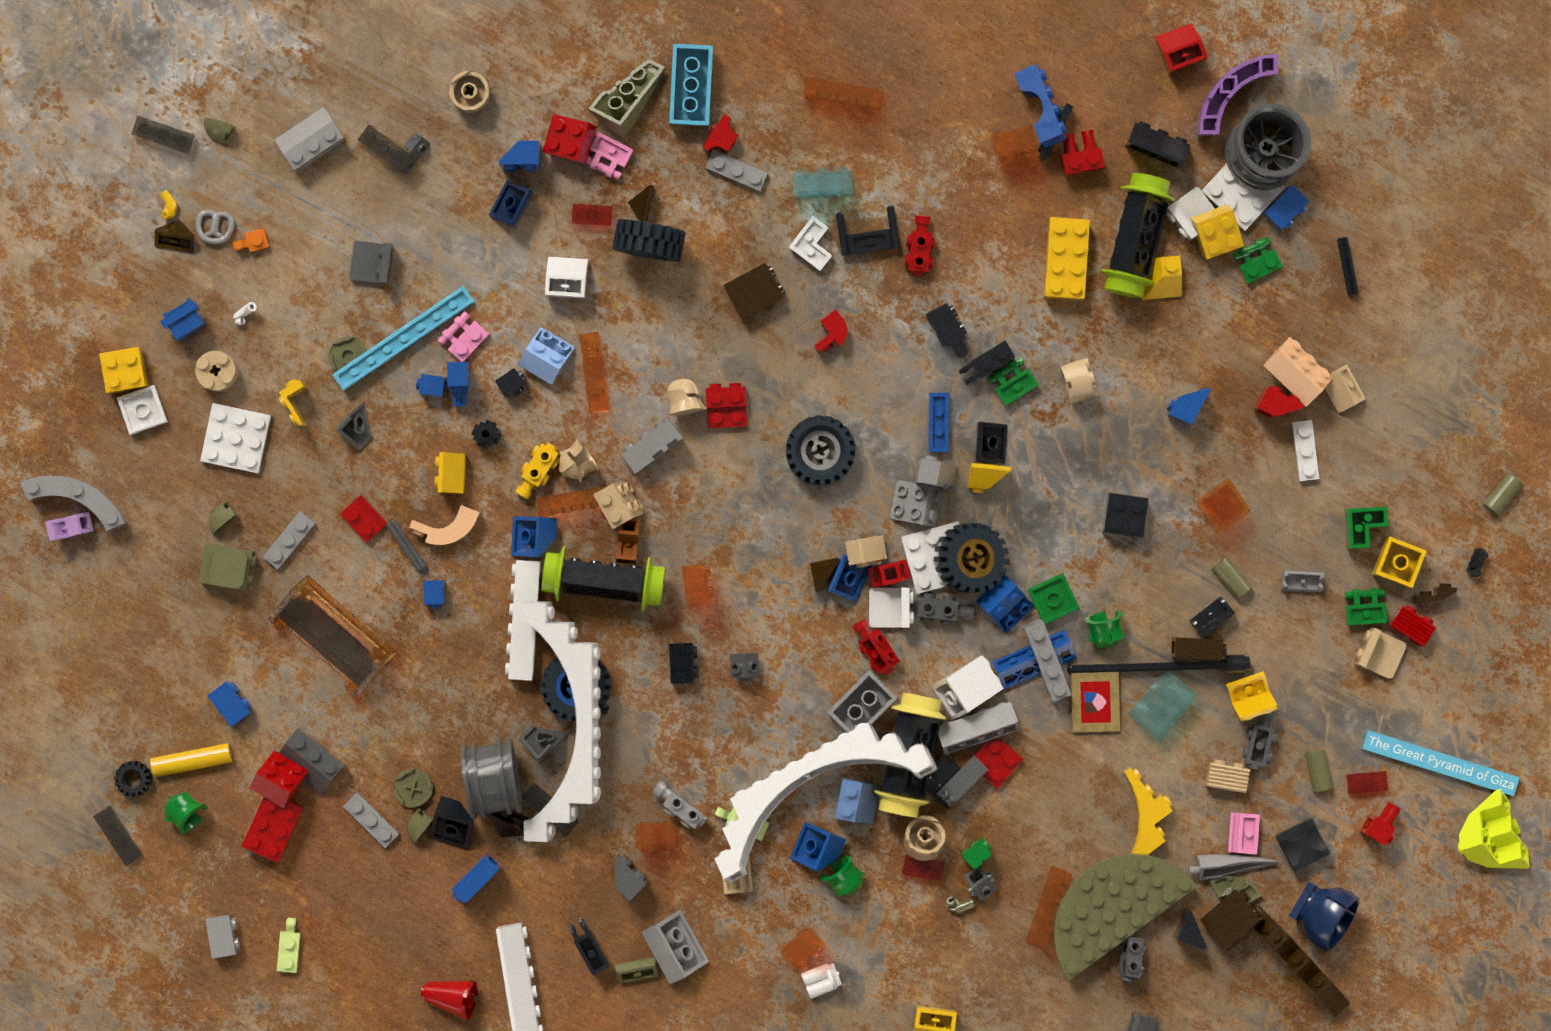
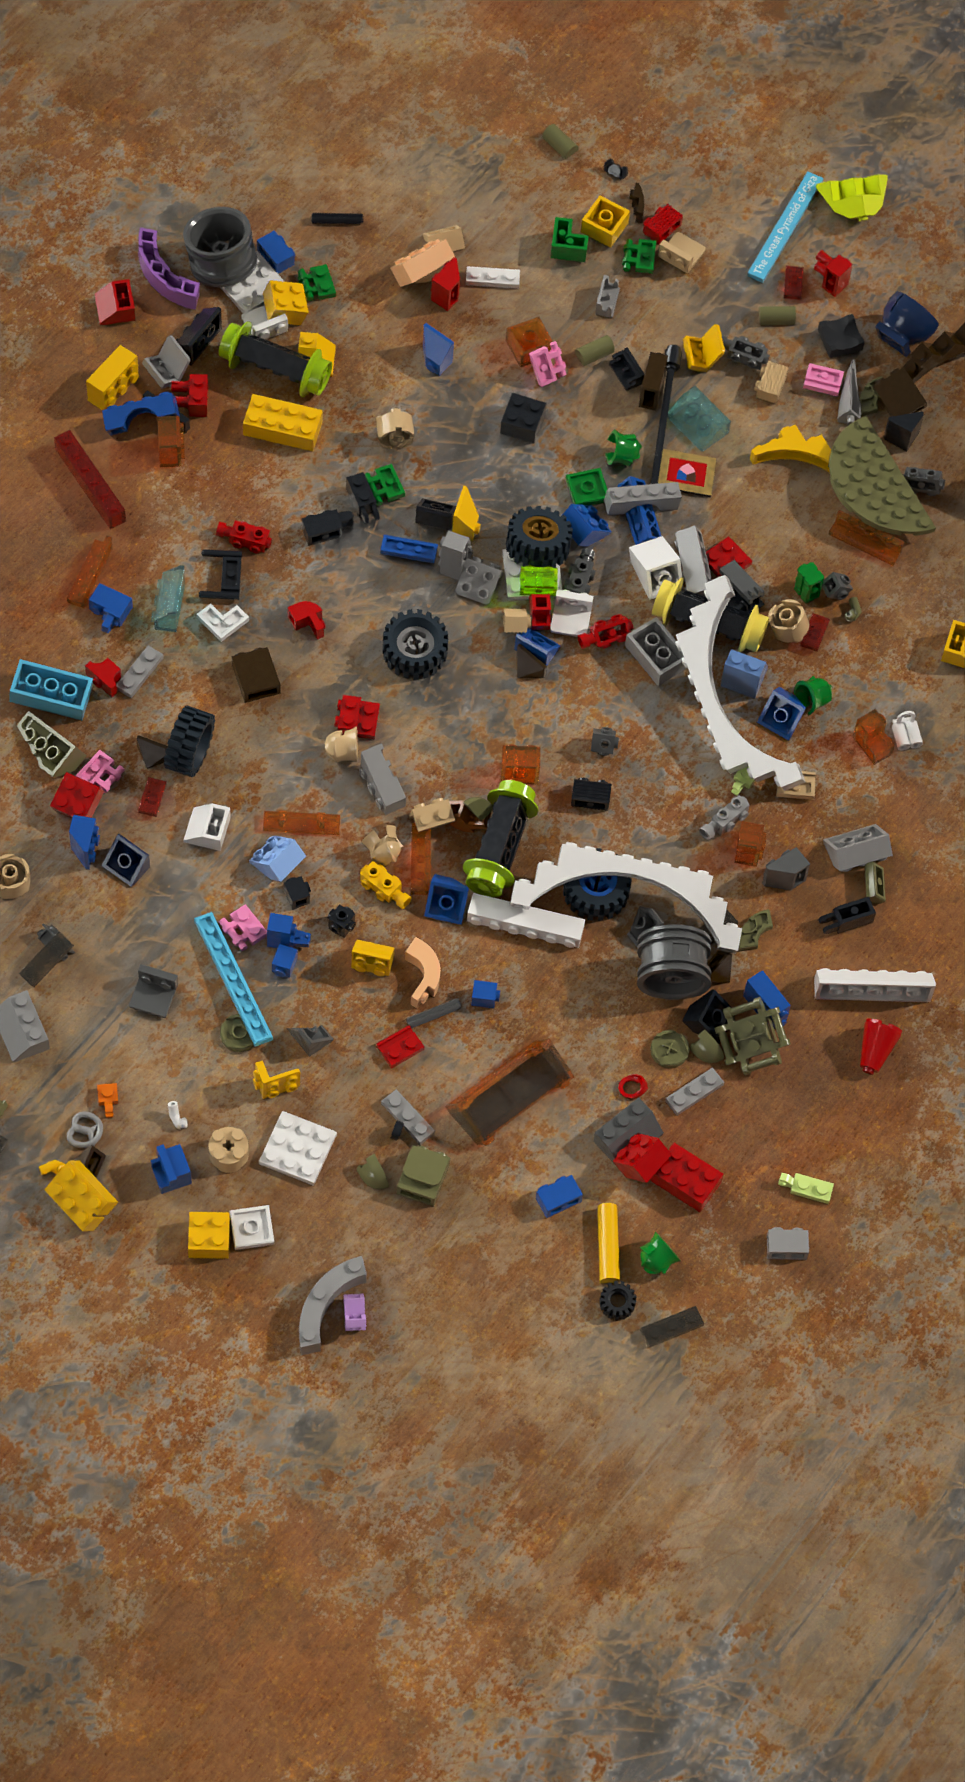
camera: 85 degrees left, 25 degrees down
(136, 238) = (81, 1195): none -> yellow piece
(269, 532) = (397, 1130): none -> black tile
(364, 768) = (636, 1078): none -> red piece
(433, 869) = (752, 1036): none -> olive brick
(562, 852) = (754, 929): none -> olive tile
(630, 549) = (479, 807): none -> olive brick
(806, 126) = (110, 604): none -> blue hinge
(919, 566) = (538, 580): none -> clear neon green brick
(954, 69) = (90, 479): none -> clear red brick
(1080, 67) = (112, 378): none -> yellow piece
(1112, 120) = (169, 363): none -> light grey bracket
(1195, 524) = (543, 366): none -> bright pink plate

